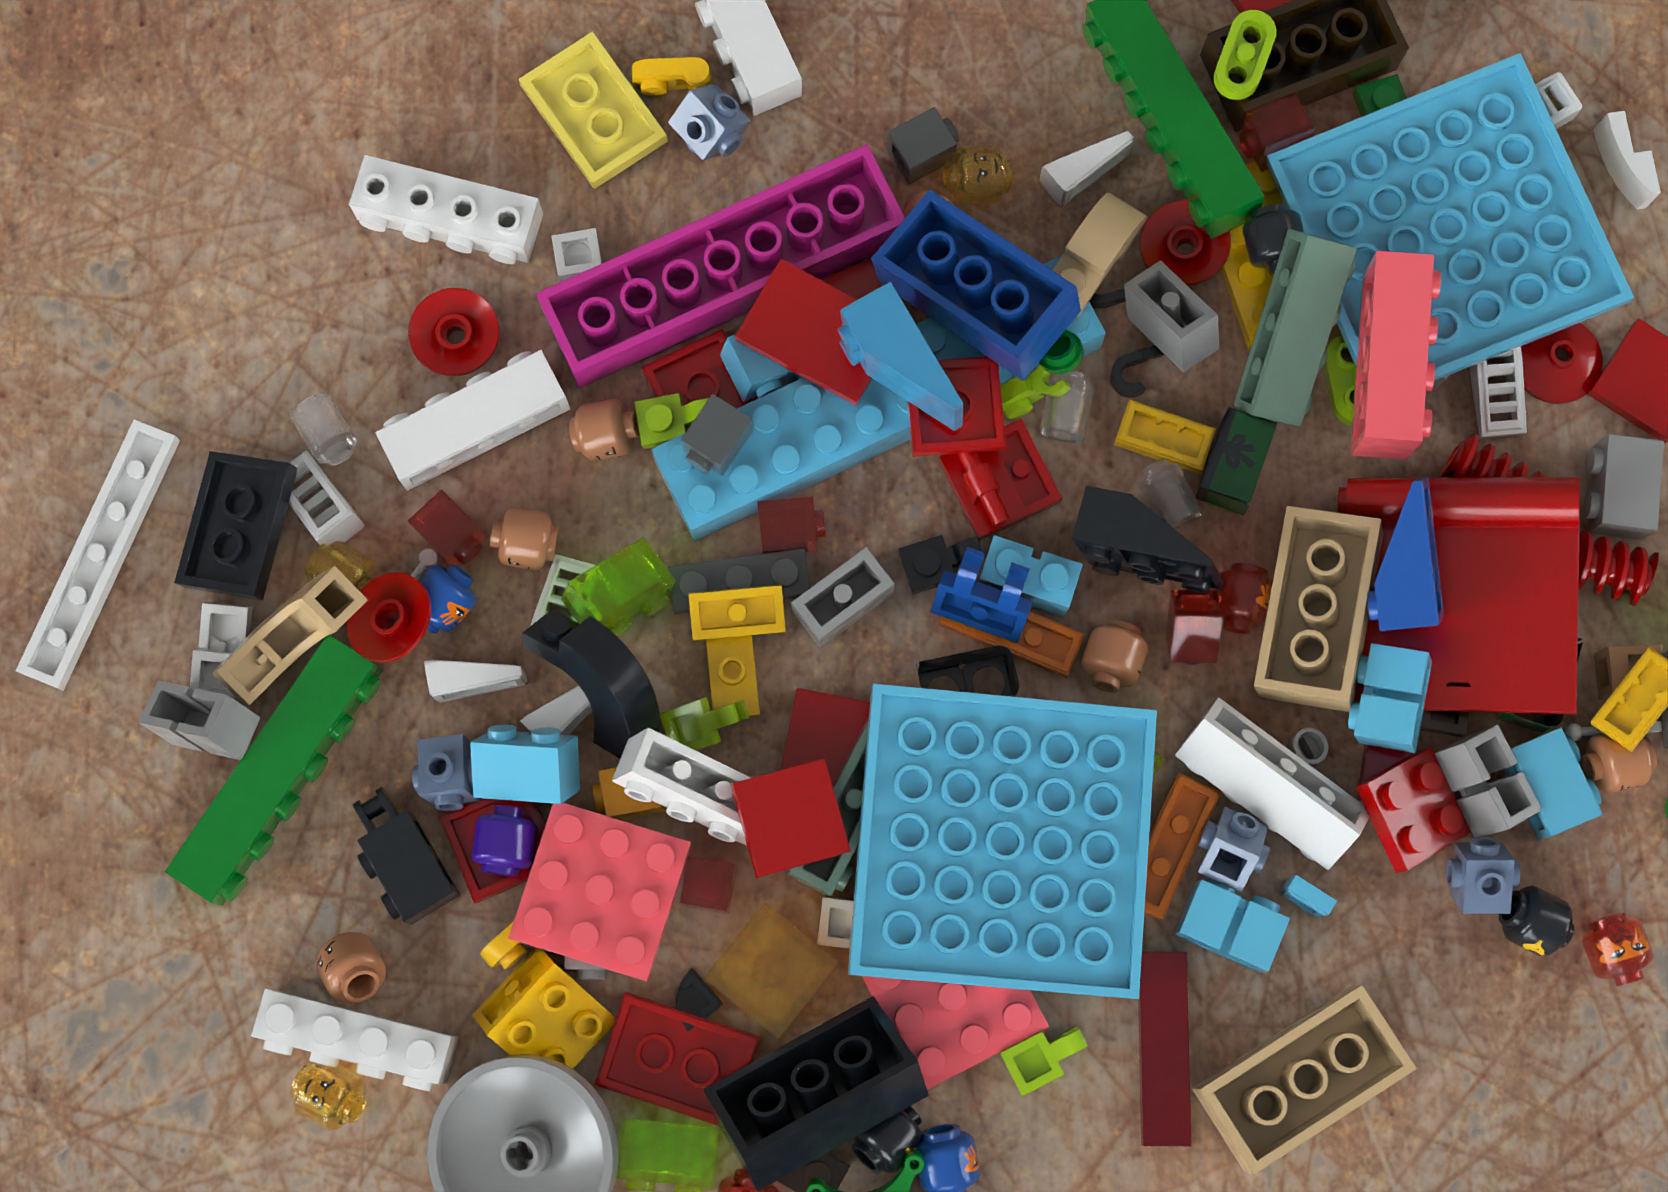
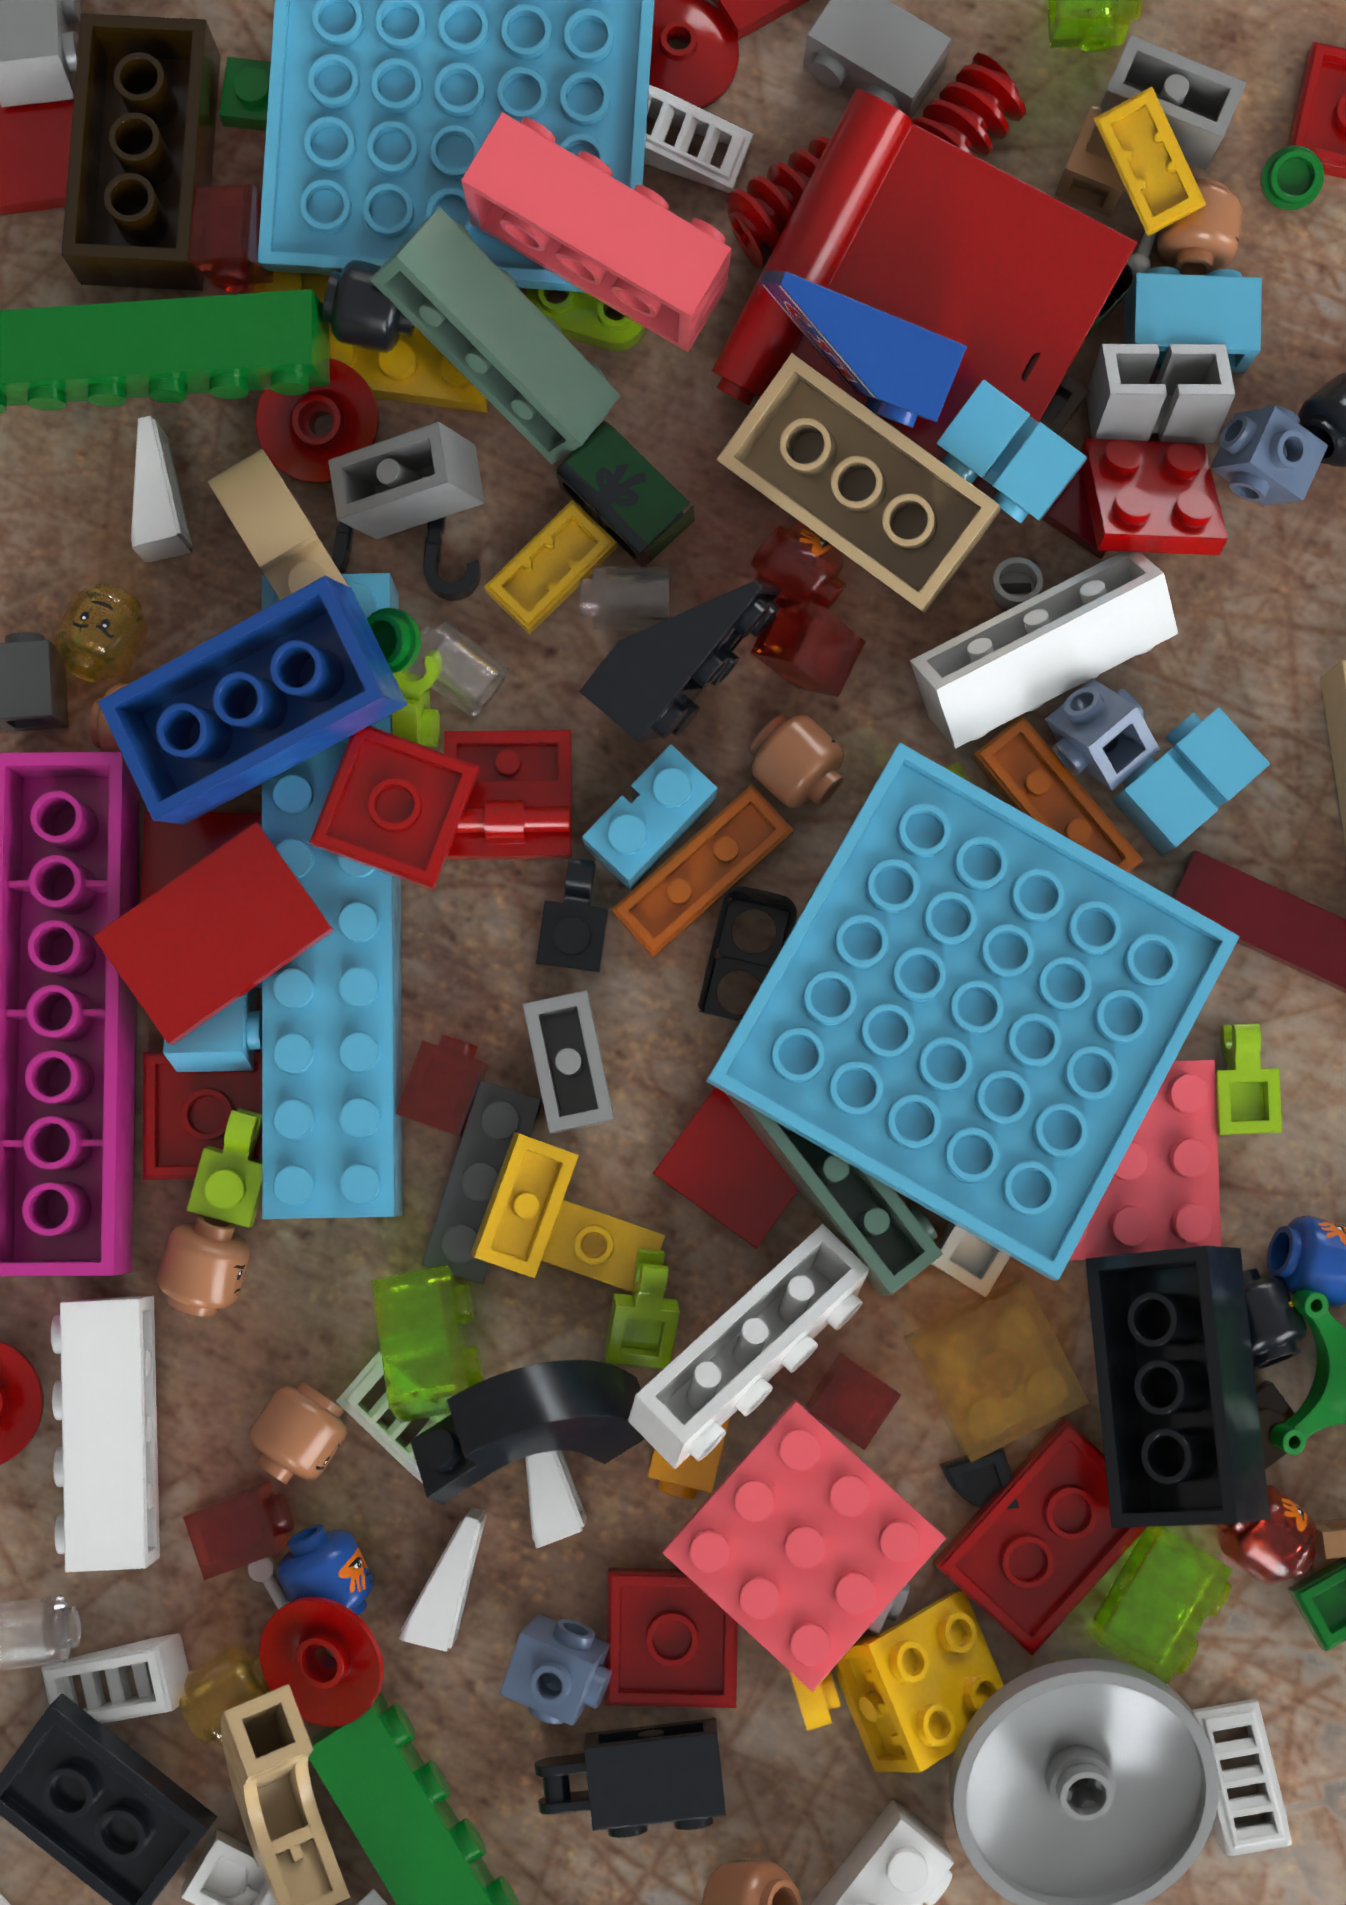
camera: 65 degrees left, 5 degrees up
(504, 841) = (683, 1639): dark purple head -> none
(524, 765) = (600, 1570): medium azure piece -> none
(716, 436) = (290, 1129): dark grey brick -> none
(790, 818) = (828, 1263): red tile -> none
(894, 353) = (295, 848): dark azure slope -> none
(981, 605) = (663, 894): blue plate -> none
(1244, 57) = (118, 224): lime plate -> none
(1307, 896) = (1196, 674): medium azure tile -> none

